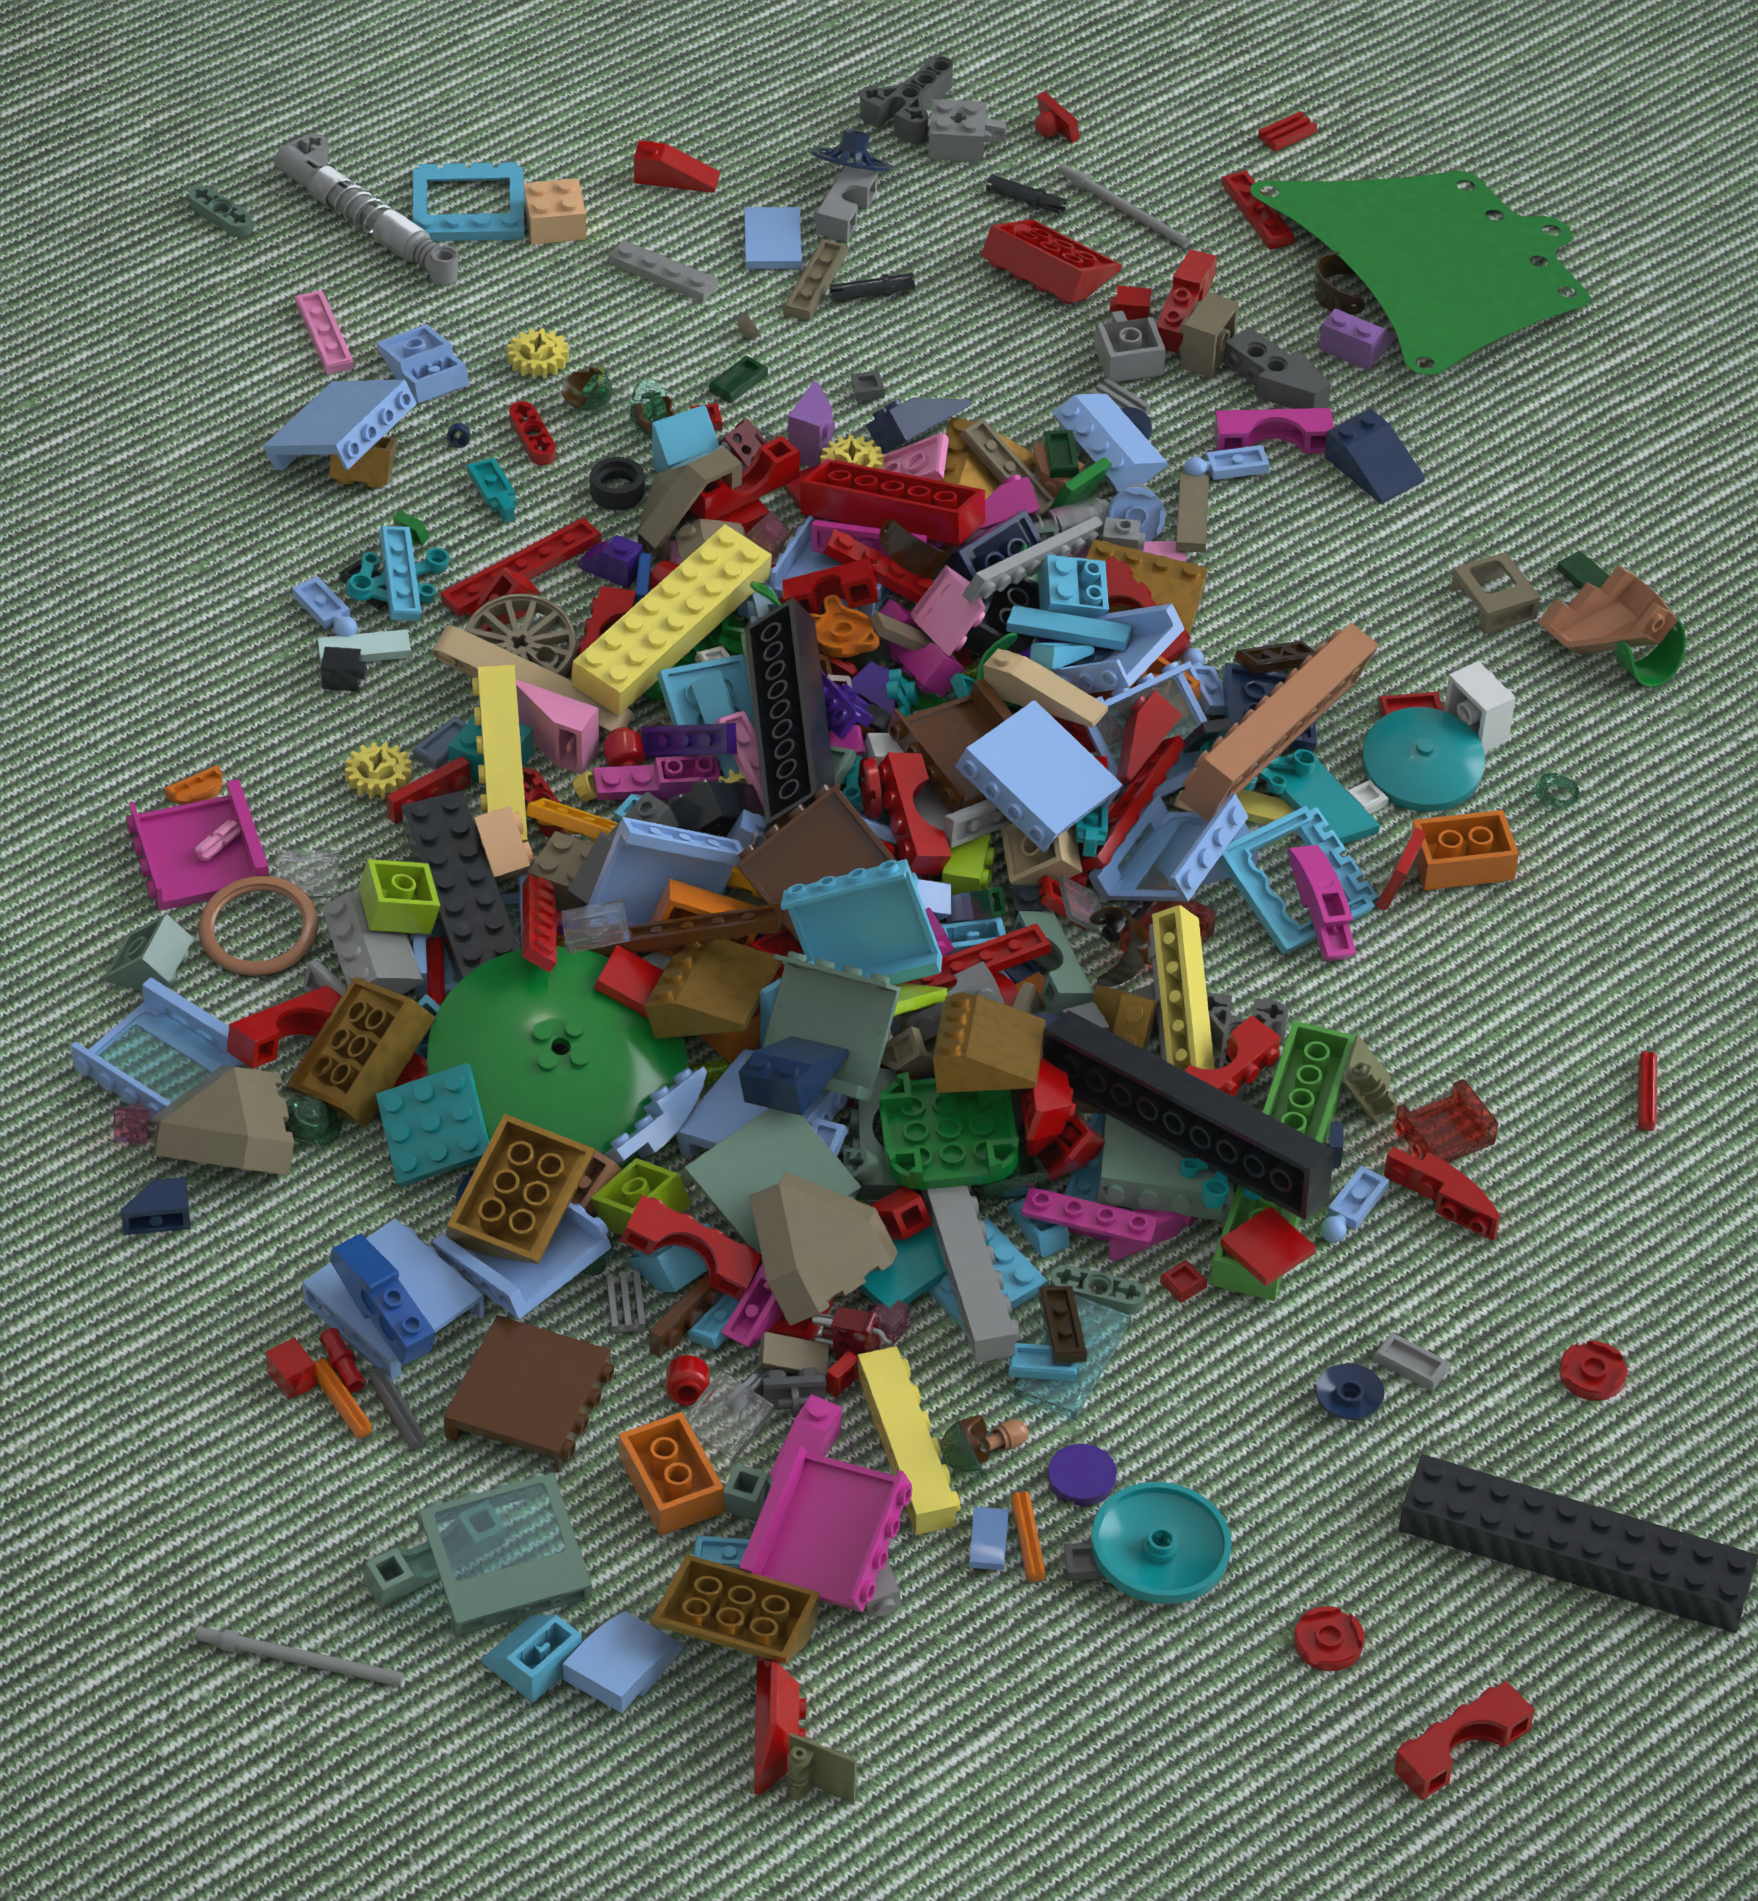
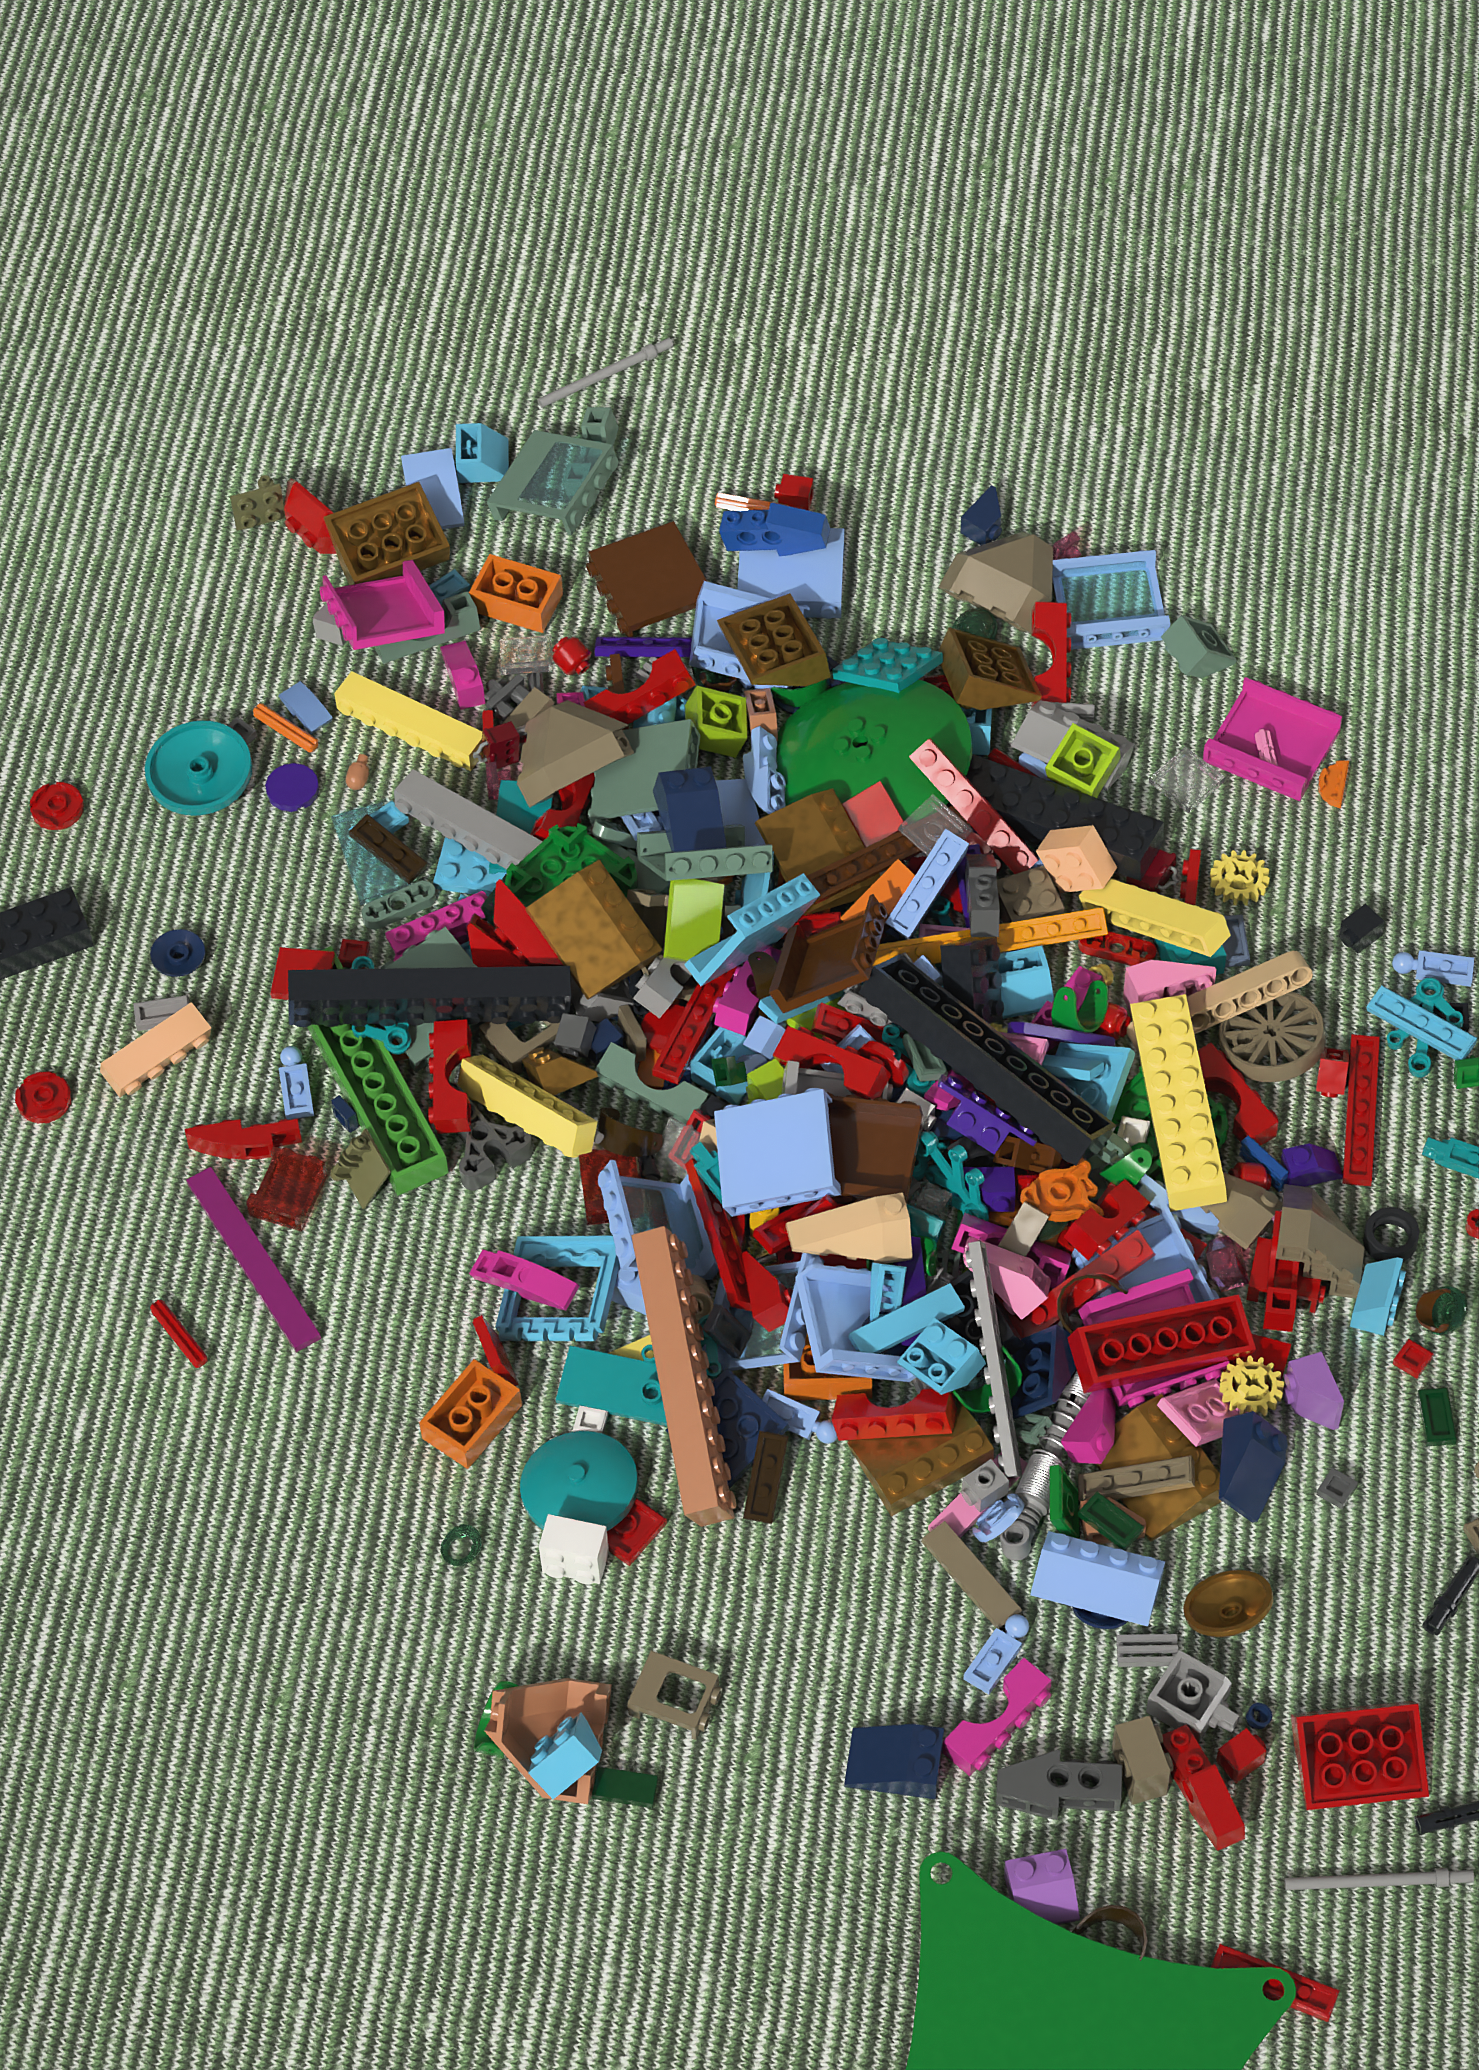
camera: 140 degrees right, 10 degrees up
(269, 966) = (1167, 688): nougat wedge -> none
(373, 646) = (1374, 965): light aqua tile -> none
(397, 1409) = (699, 520): dark grey axle -> none
(598, 1329) = (642, 646): none -> dark purple tile
(645, 748) = (1090, 1014): none -> green piece
(744, 441) = (1338, 1332): dark red piece -> none
(962, 1445) = (364, 736): clear green piece -> none
(1031, 352) = (1228, 1603): none -> pearl gold dish
(1091, 317) = (1264, 1716): none -> dark blue hinge
(1456, 1312) = (155, 1050): none -> light nougat brick
(1526, 1104) = (253, 1259): none -> magenta tile
(1625, 584) = (564, 1755): none -> medium azure slope

